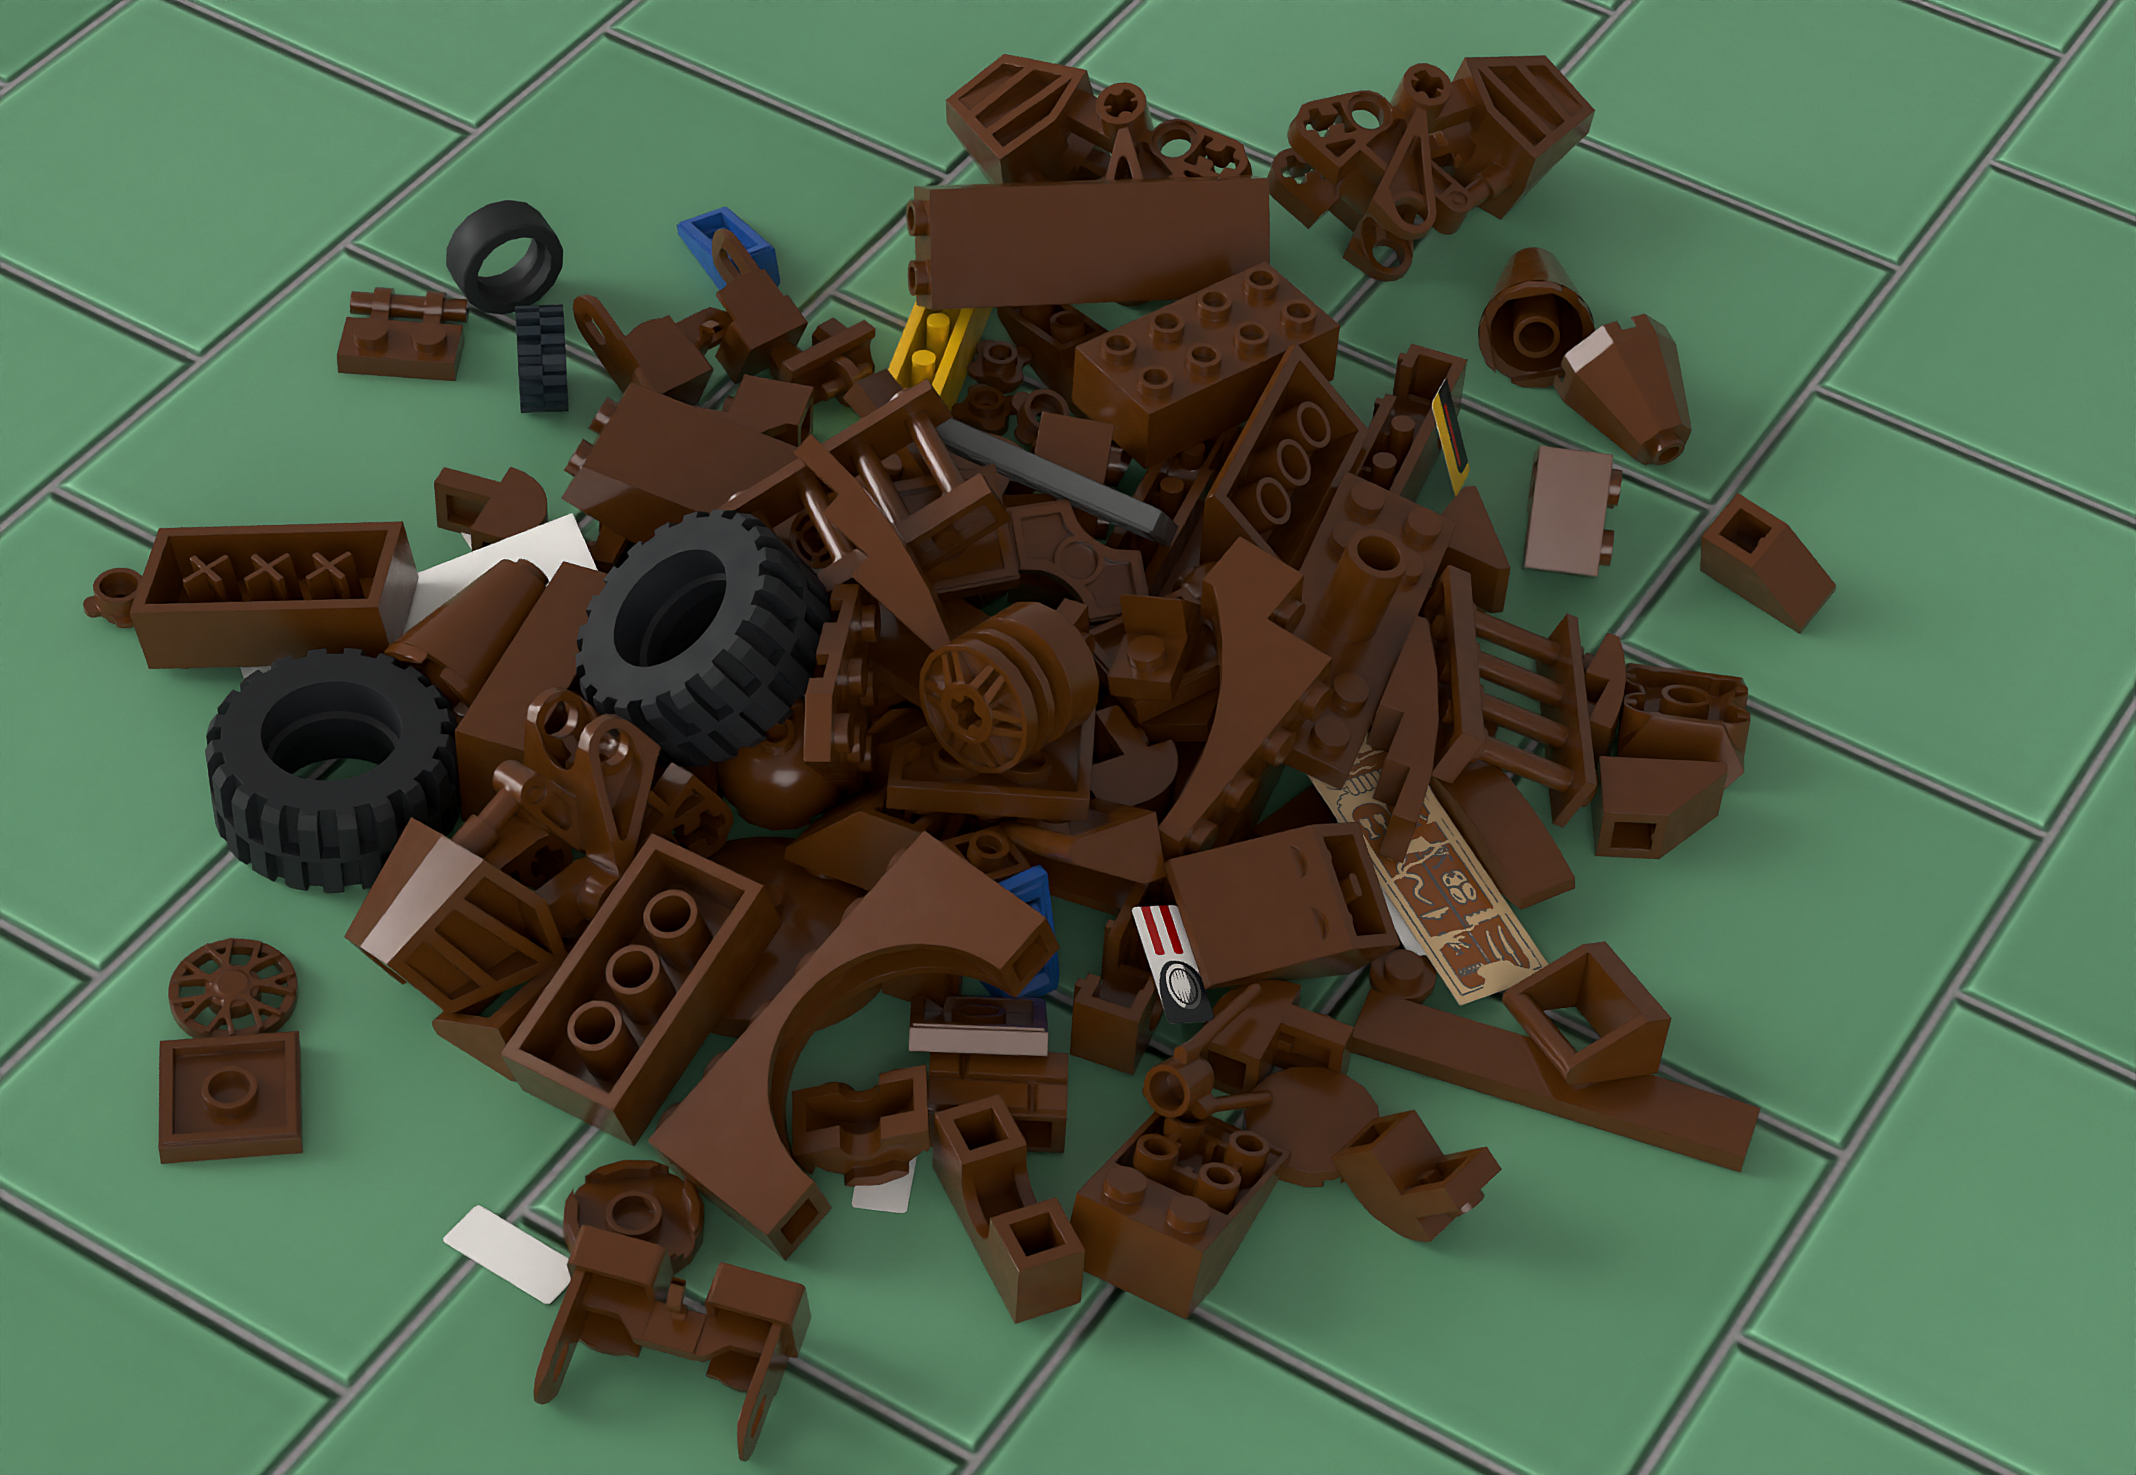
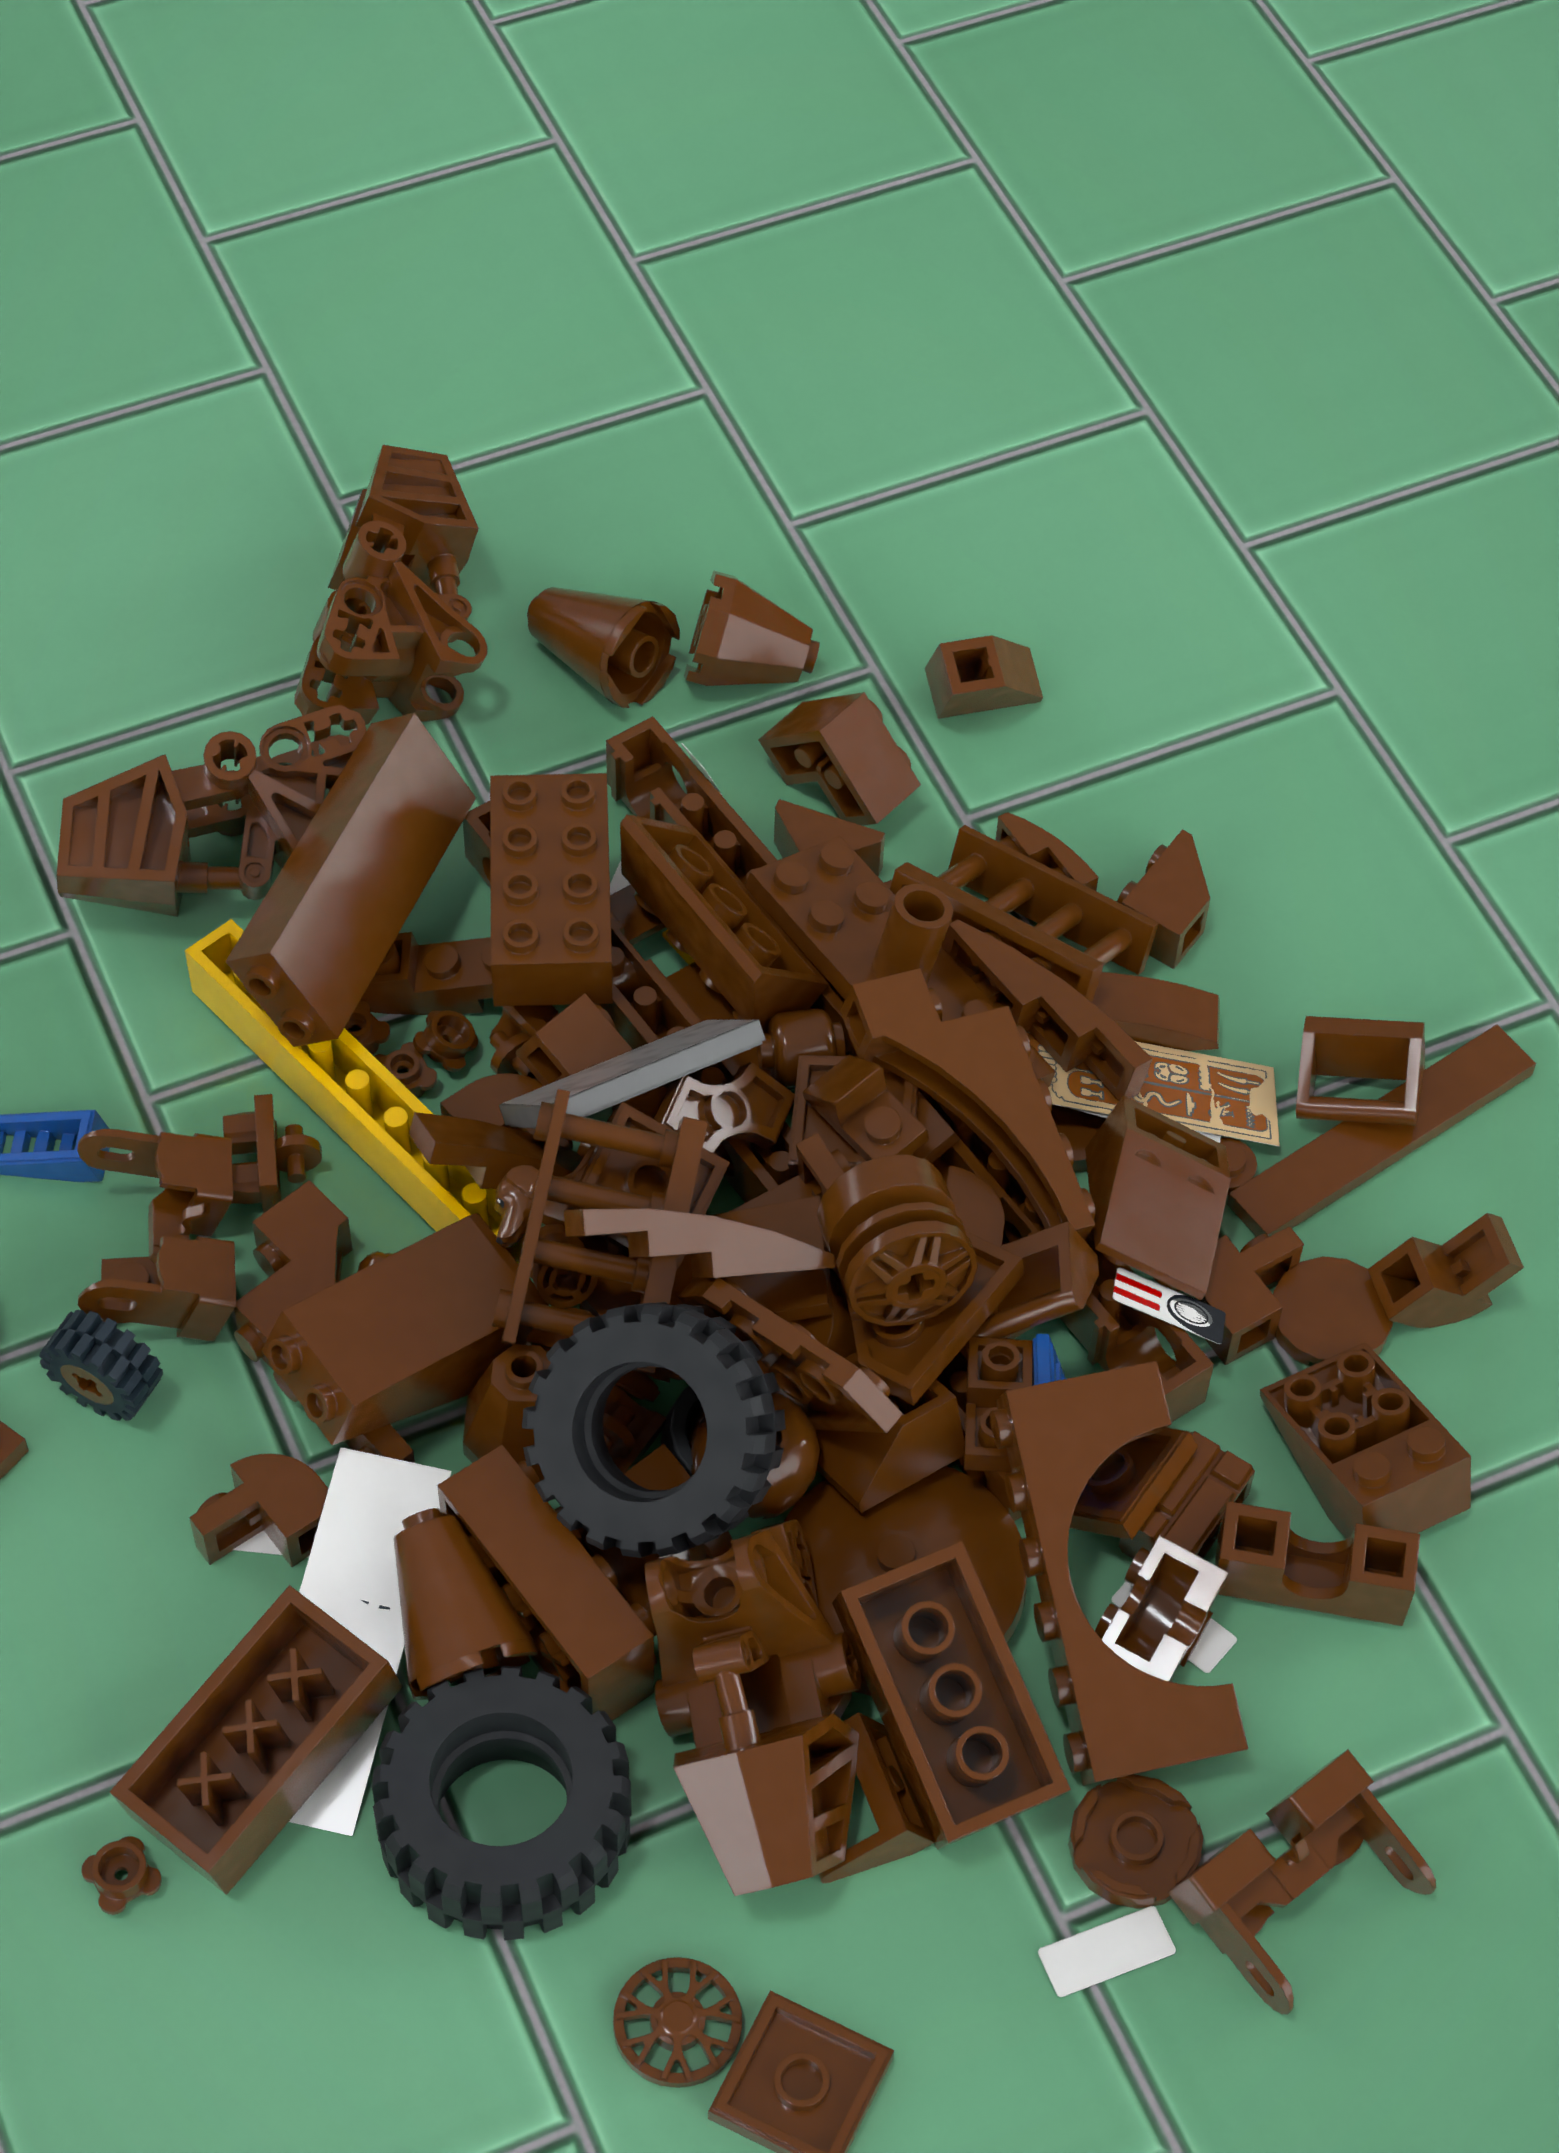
camera: 55 degrees left, 10 degrees up
(1187, 1079) = (1284, 1371): reddish brown plant -> none
(1684, 717) = (1101, 824): reddish brown slope -> none

